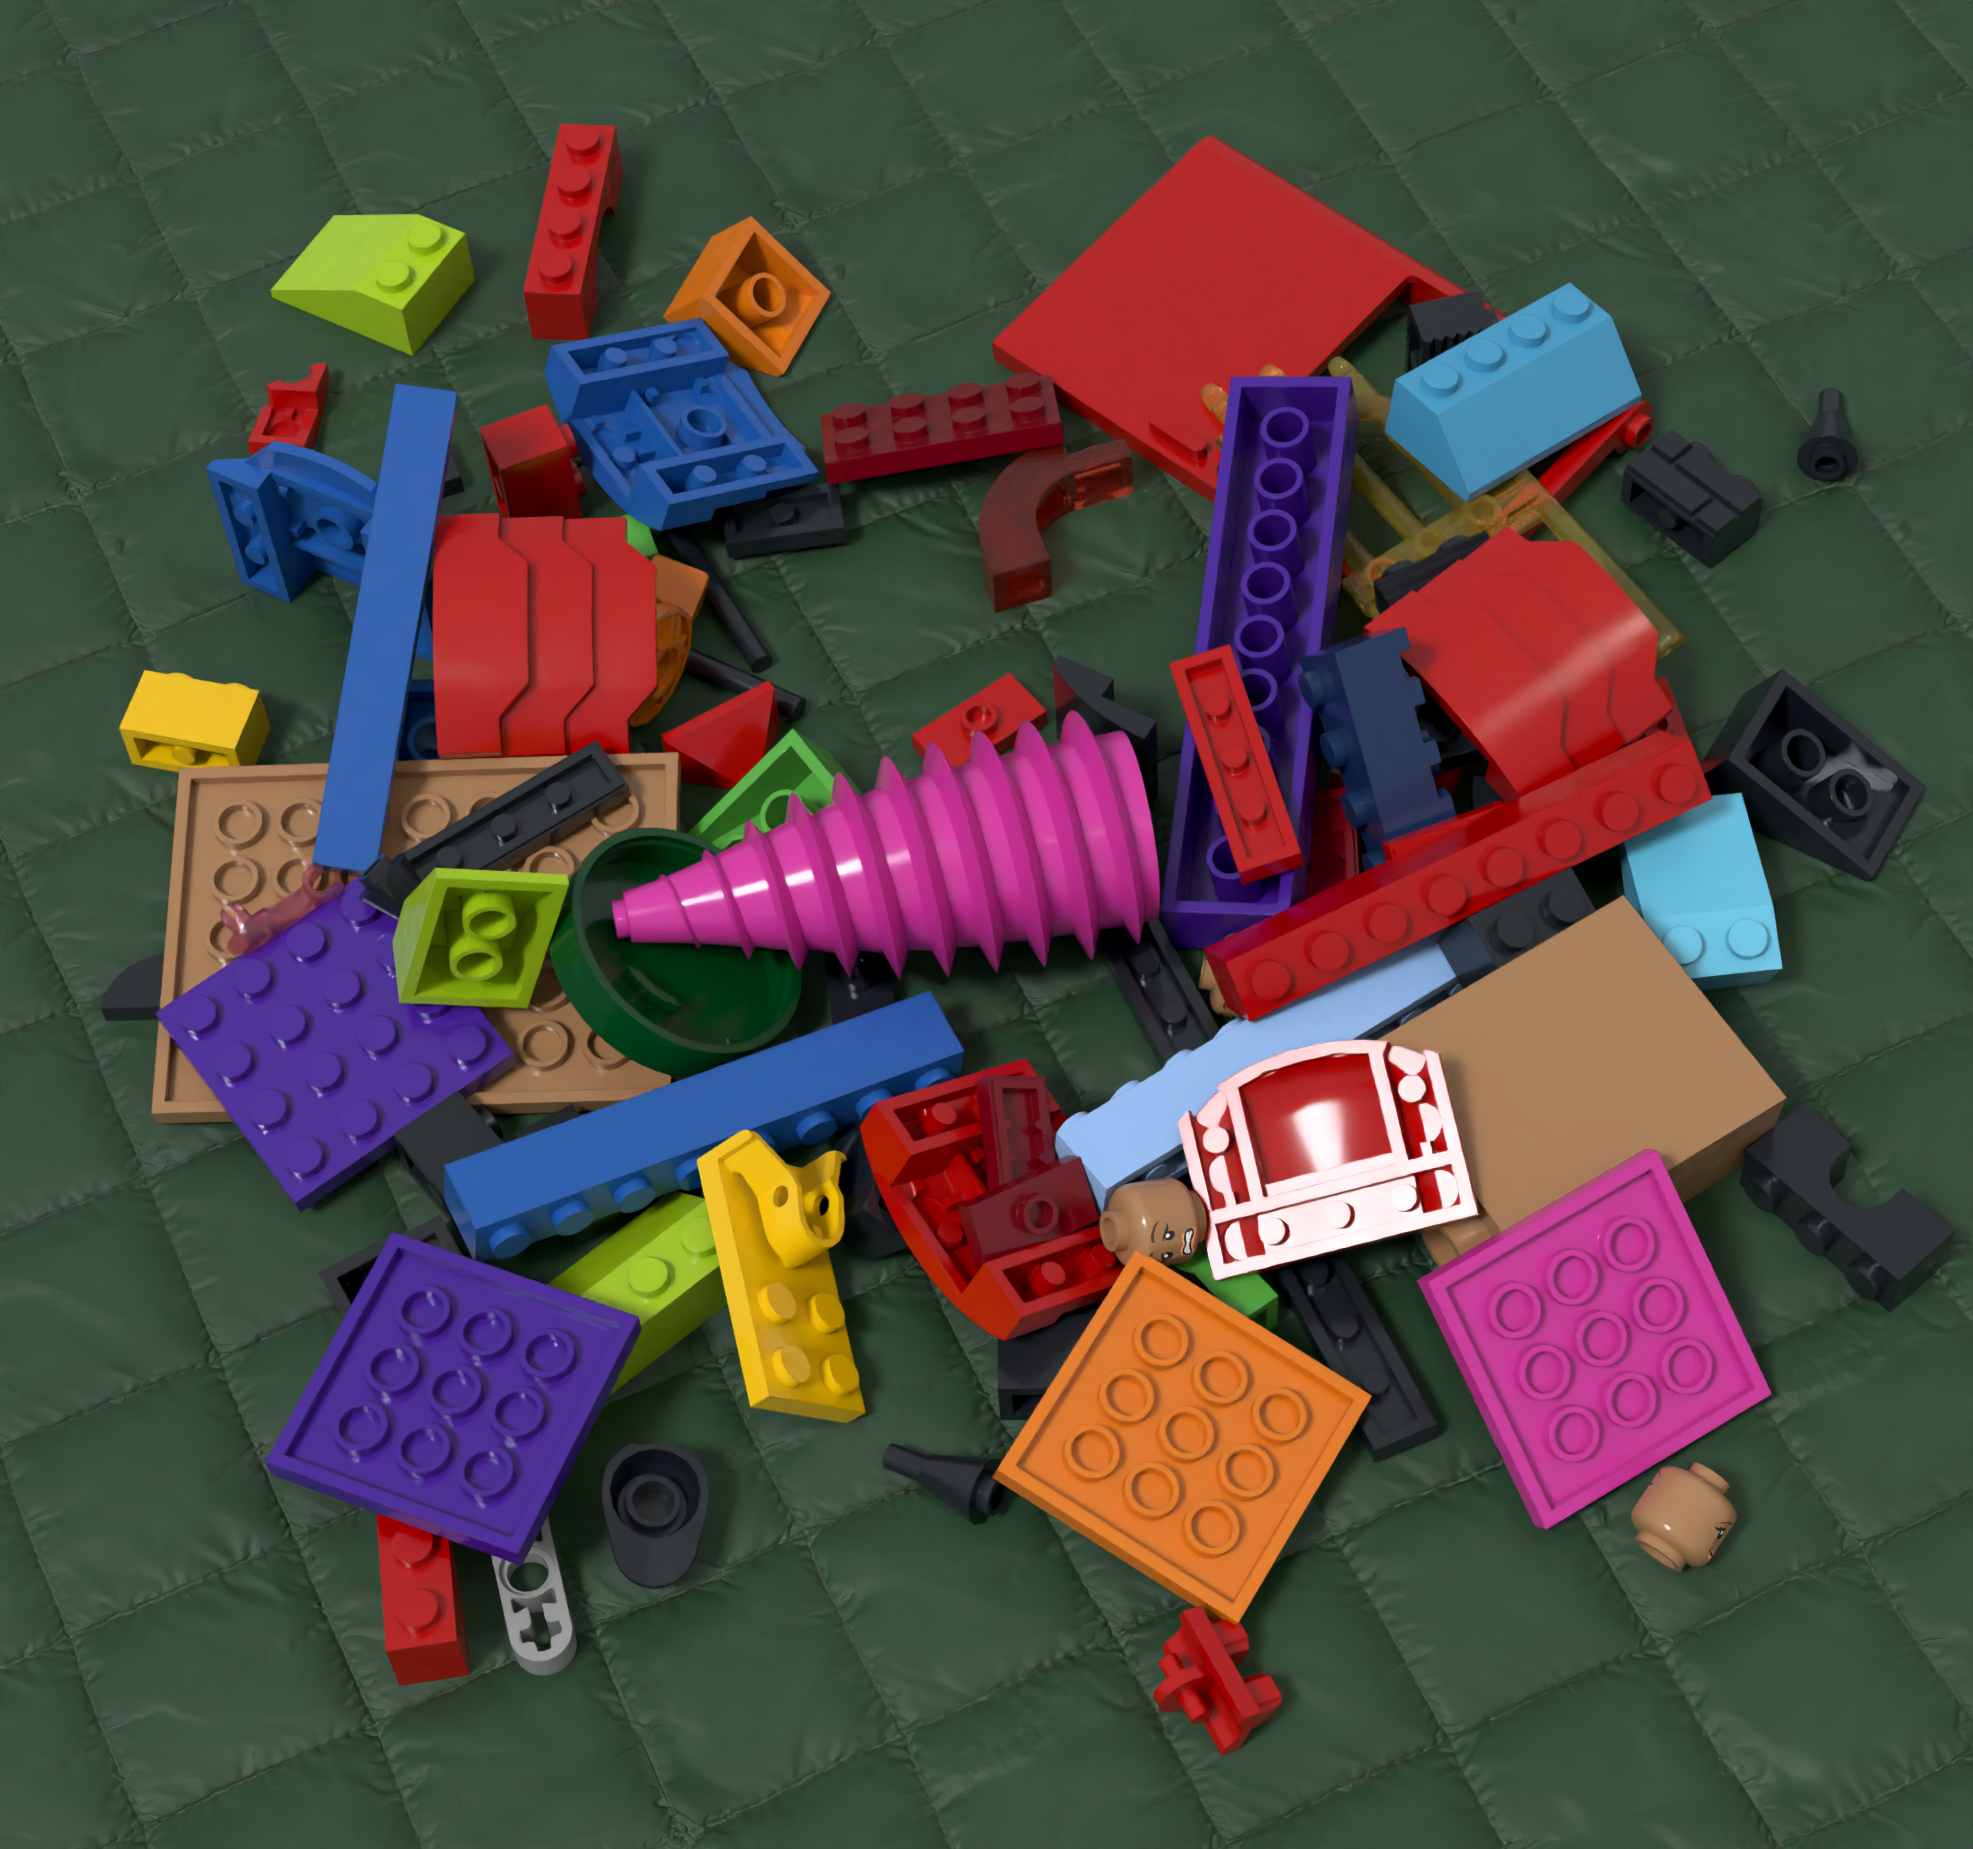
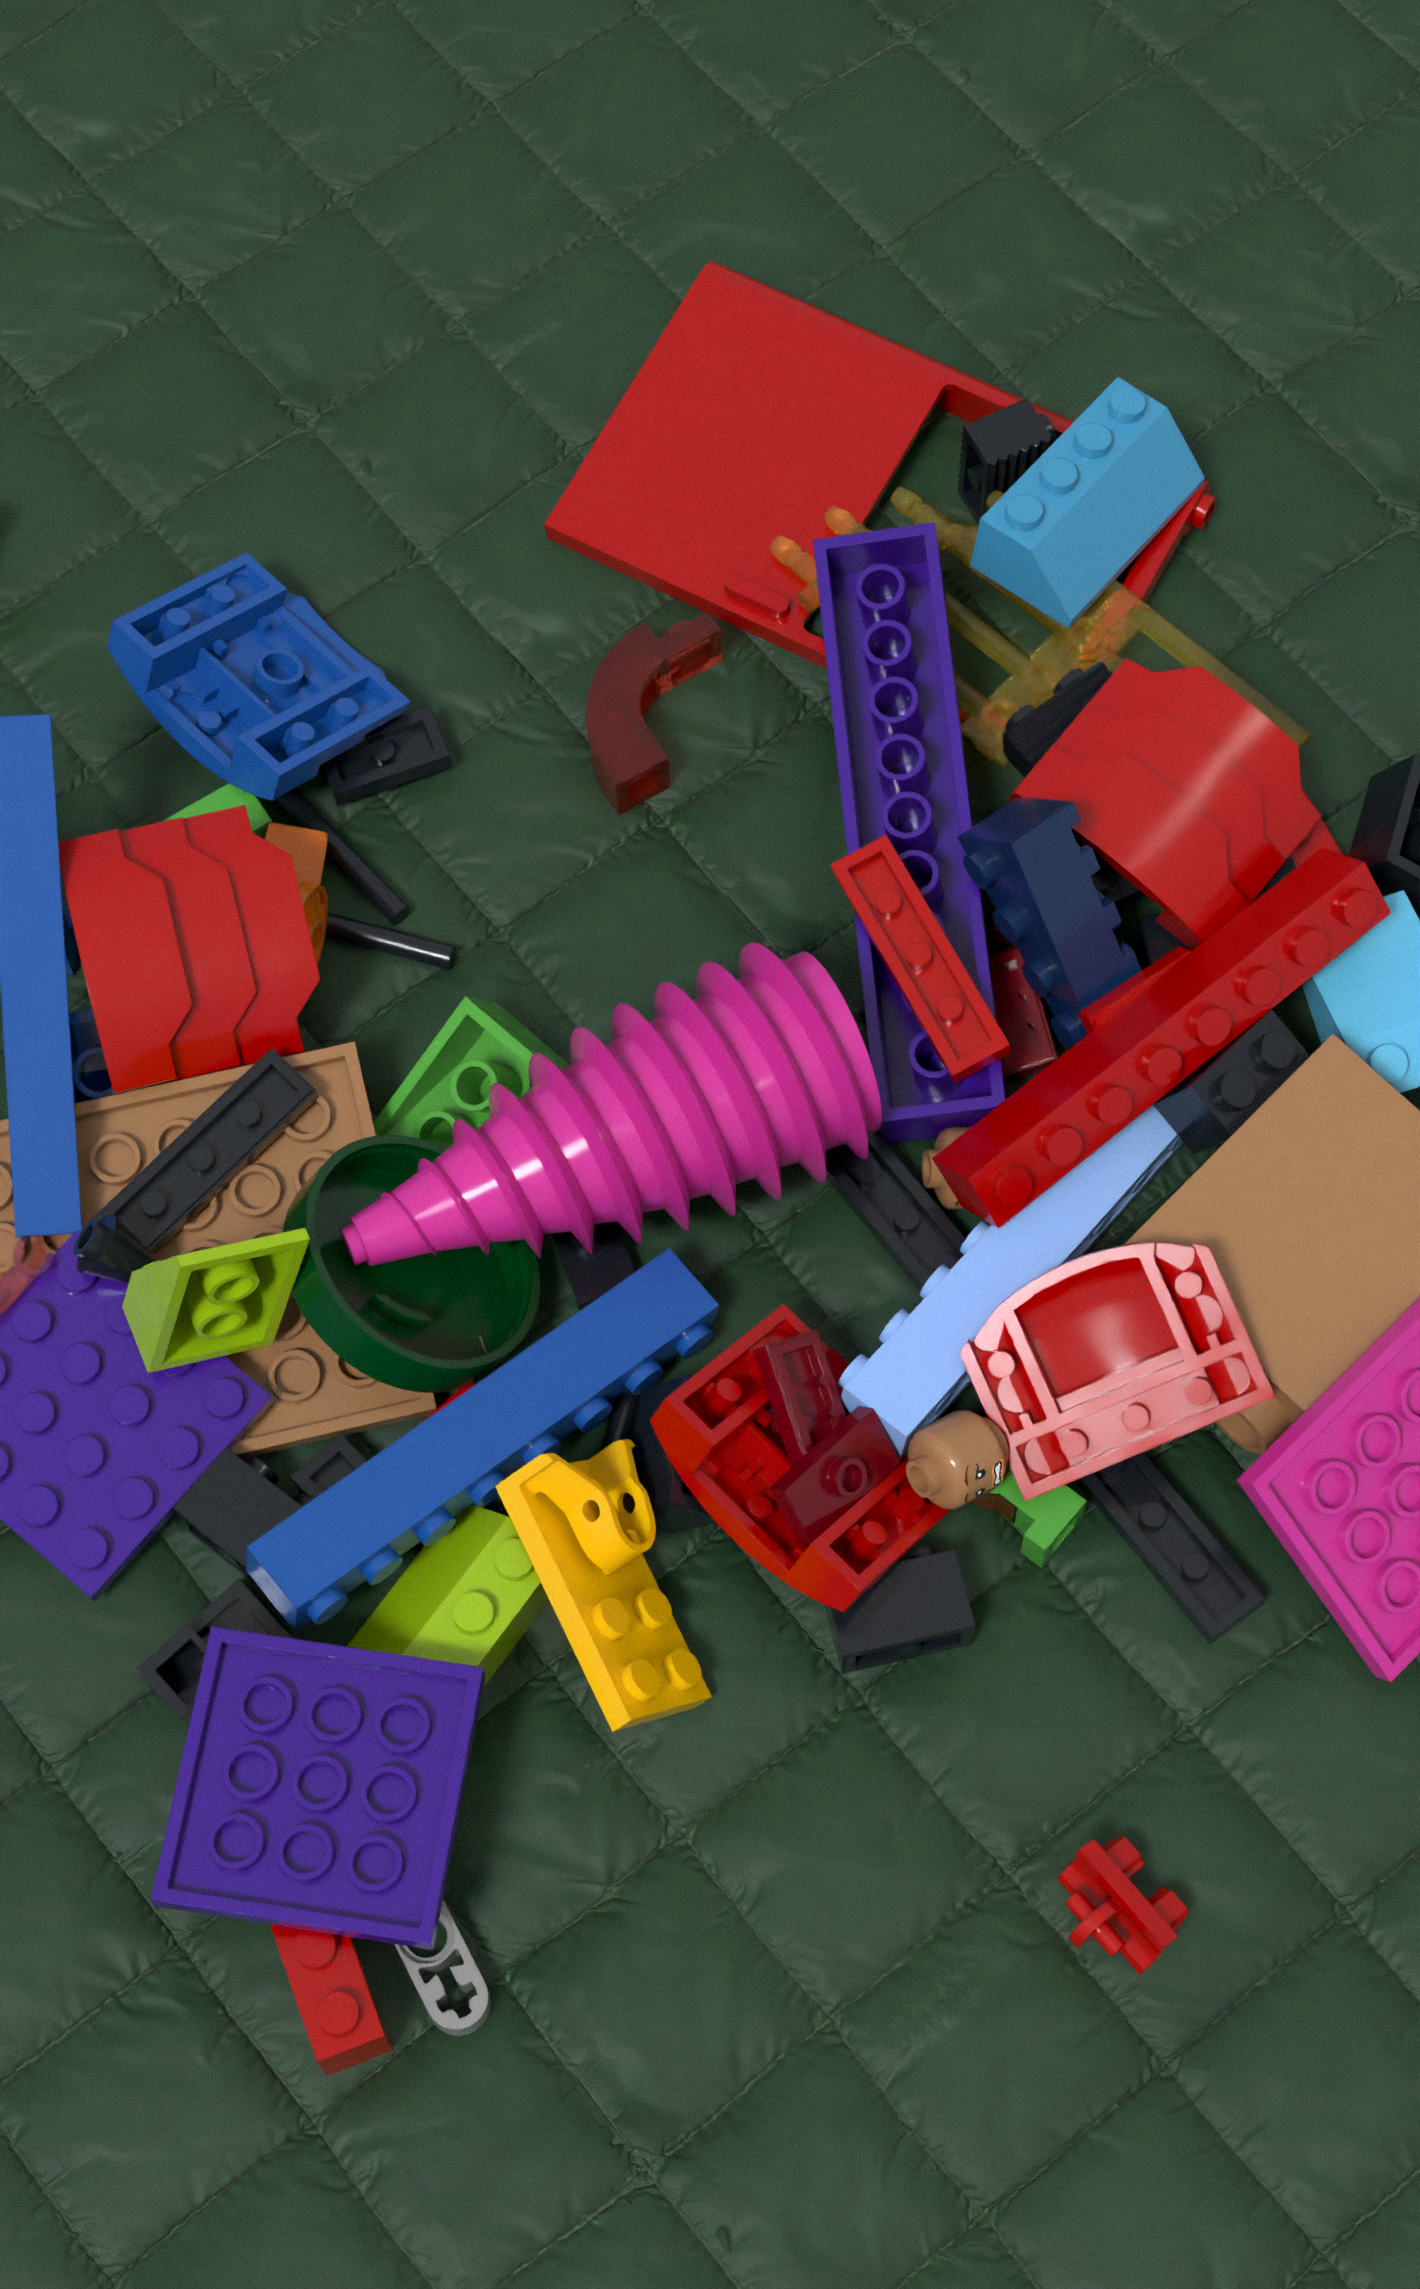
camera: 15 degrees left, 10 degrees up
(533, 466) = (121, 756): red brick -> none
(563, 261) = (84, 474): red arch -> none
(654, 1511) = (539, 1852): black piece -> none
(726, 740) = (392, 1012): red slope -> none
(751, 297) = (287, 517): orange slope -> none
(940, 428) = (520, 631): dark red plate -> none
(957, 1481) = (826, 1752): black cone -> none
(993, 710) = (637, 946): red plate -> none
(1093, 698) = (748, 913): black slope -> none
(1183, 1438) = (1035, 1671): orange plate -> none
(1692, 498) = (1272, 574): black brick -> none
(1828, 447) = (1387, 495): black cone -> none

